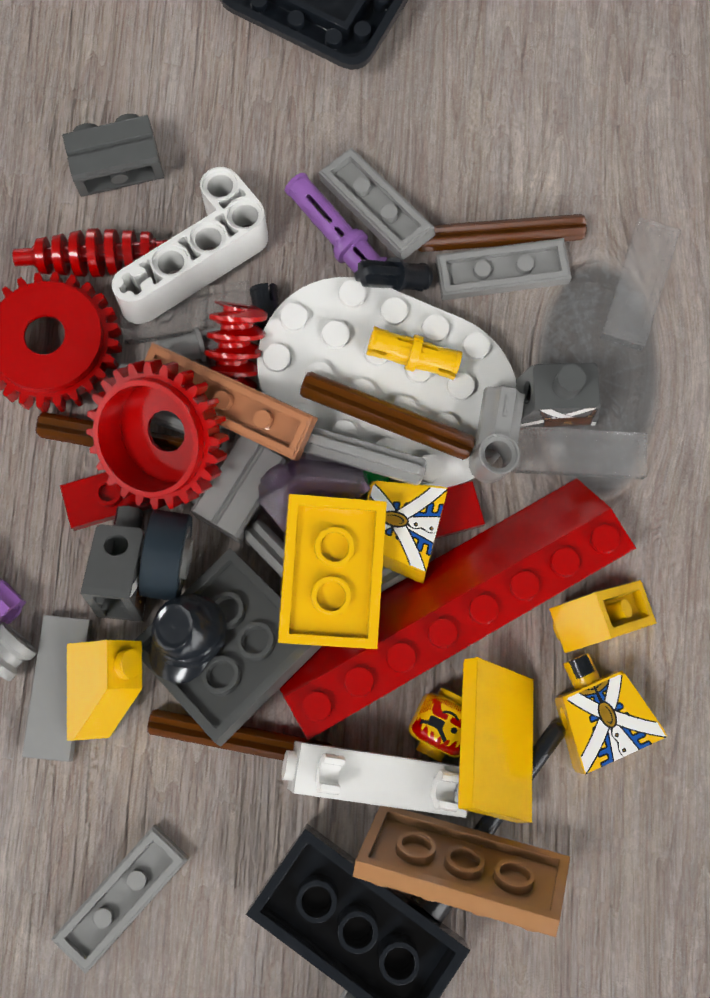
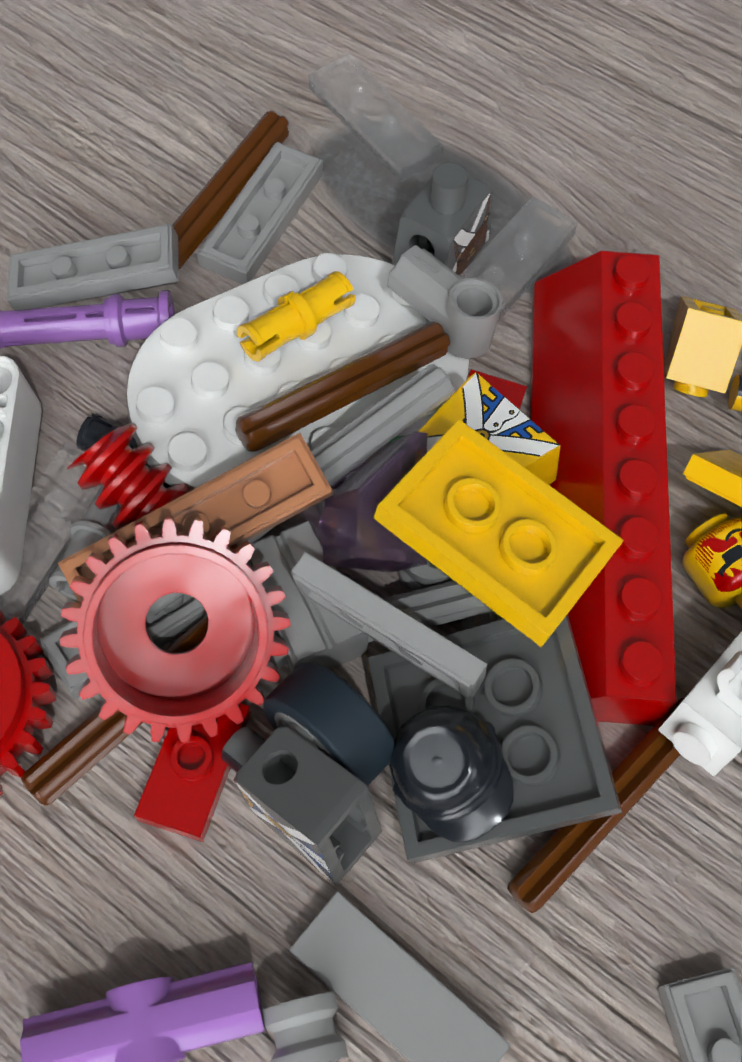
camera: 55 degrees left, 15 degrees down
(101, 686) = (439, 924): yellow slope -> none
(236, 547) = (389, 626): none -> light grey tile
(394, 274) = (188, 289): black axle -> none

